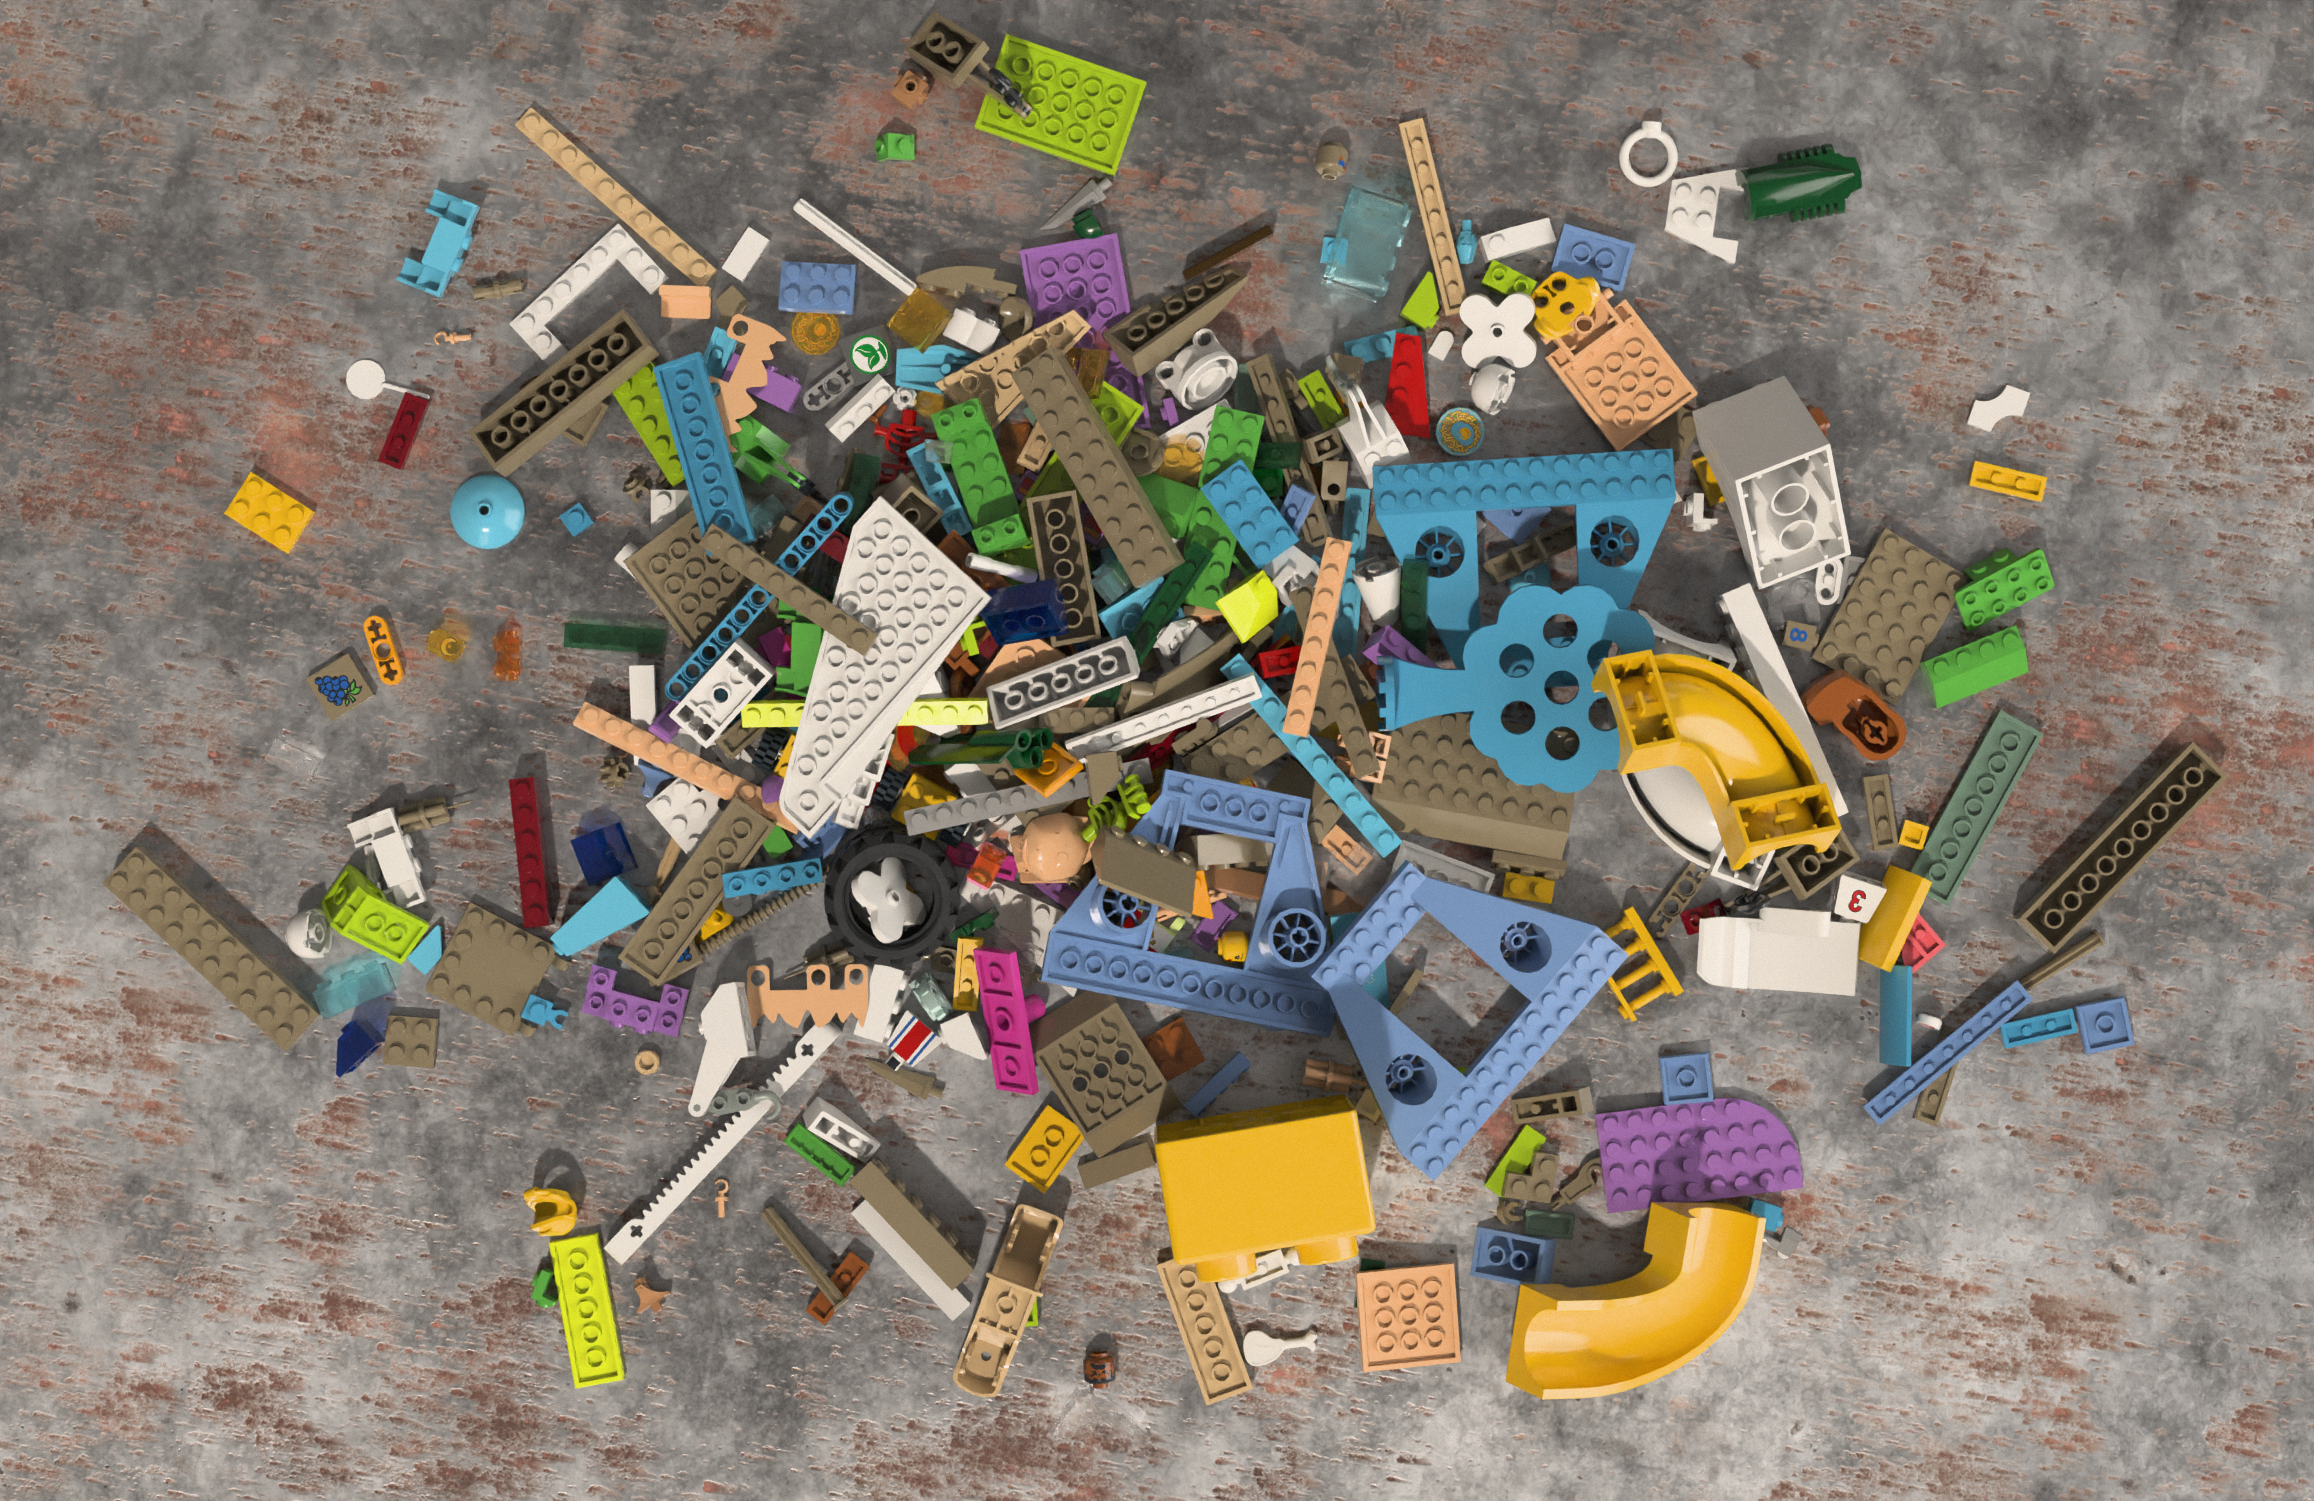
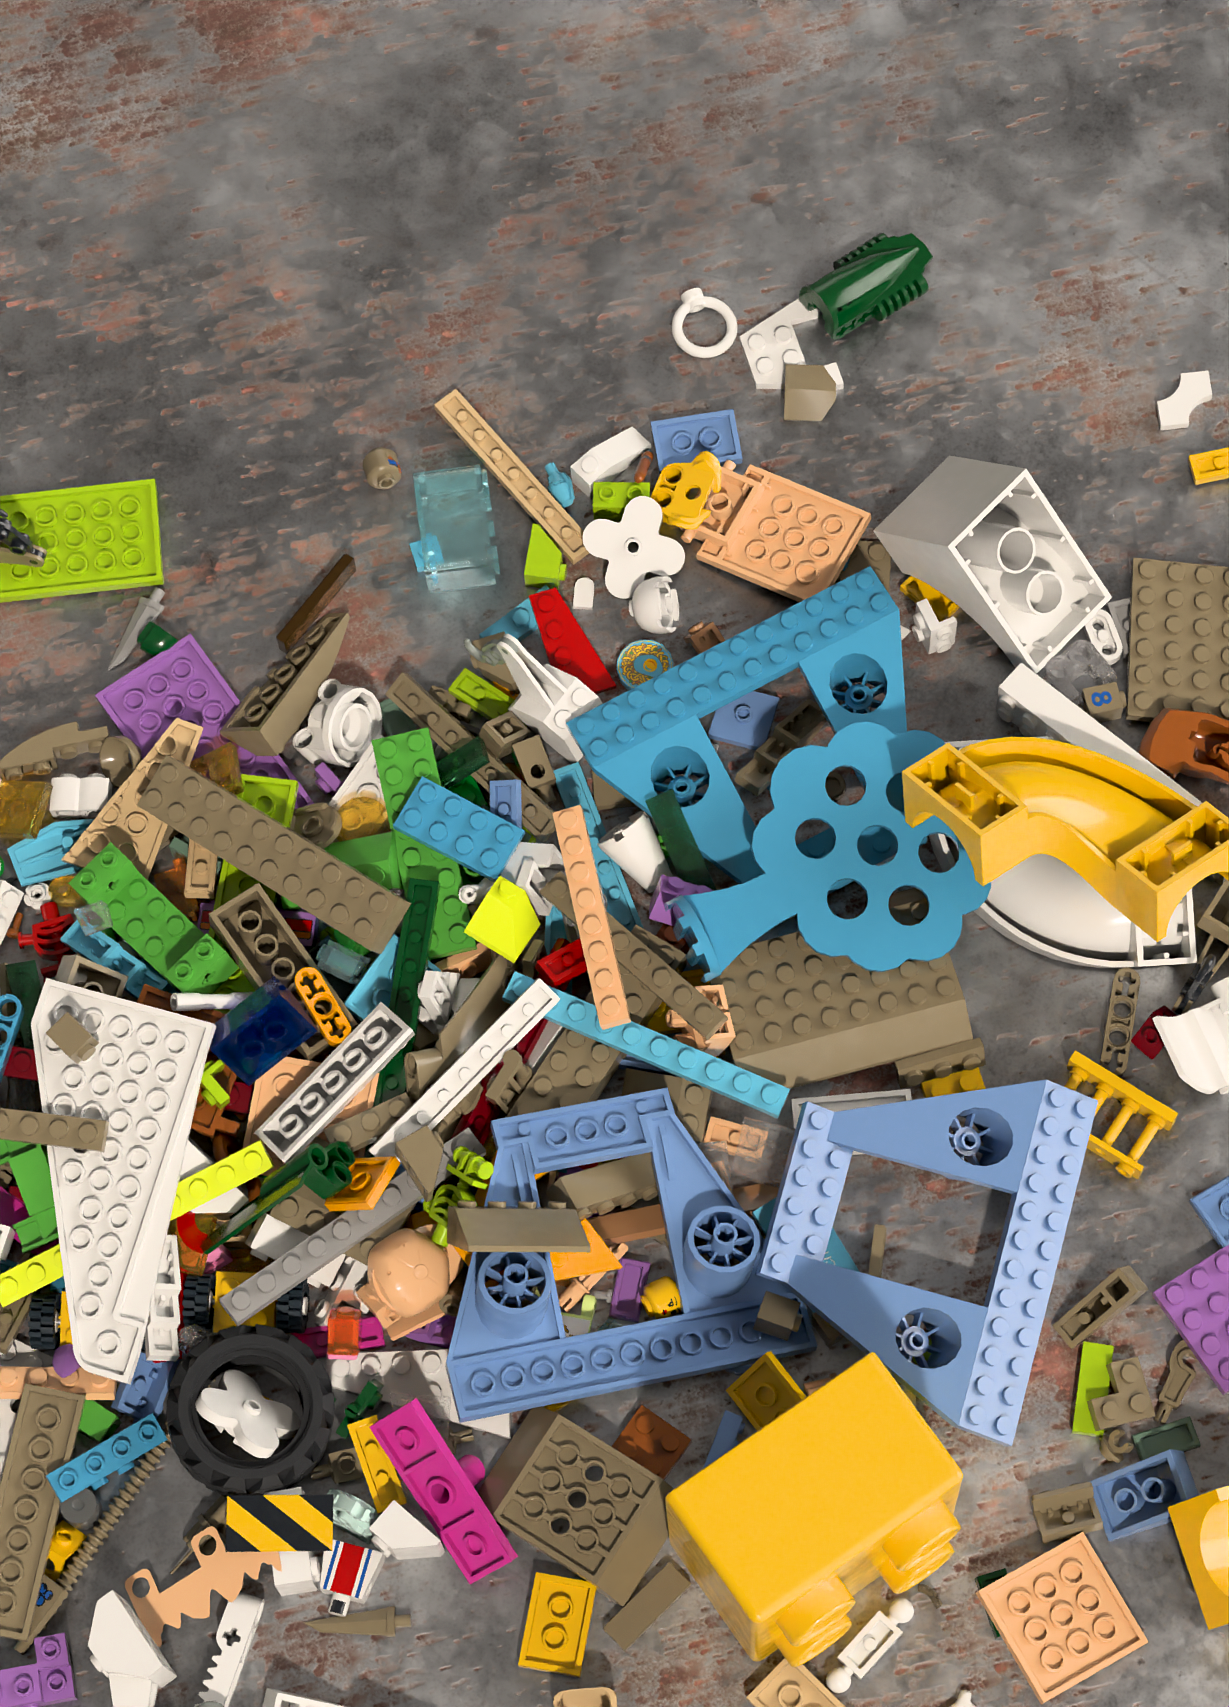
camera: 20 degrees left, 20 degrees down
(876, 992) = (279, 1523): none -> sticker
(879, 559) = (73, 1038): none -> dark tan brick
(1084, 595) = (305, 992): none -> light orange beam
(1239, 569) = (475, 893): none -> white arm
(1278, 1068) = (765, 1391): none -> yellow plate
(1311, 1005) = (778, 1316): none -> dark tan brick
(1449, 1243) = (1066, 1512): none -> dark tan bracket
(1518, 435) = (704, 636): none -> medium nougat bracket
(1546, 252) = (643, 466): none -> dark orange piece
(1702, 257) = (808, 392): none -> dark tan slope

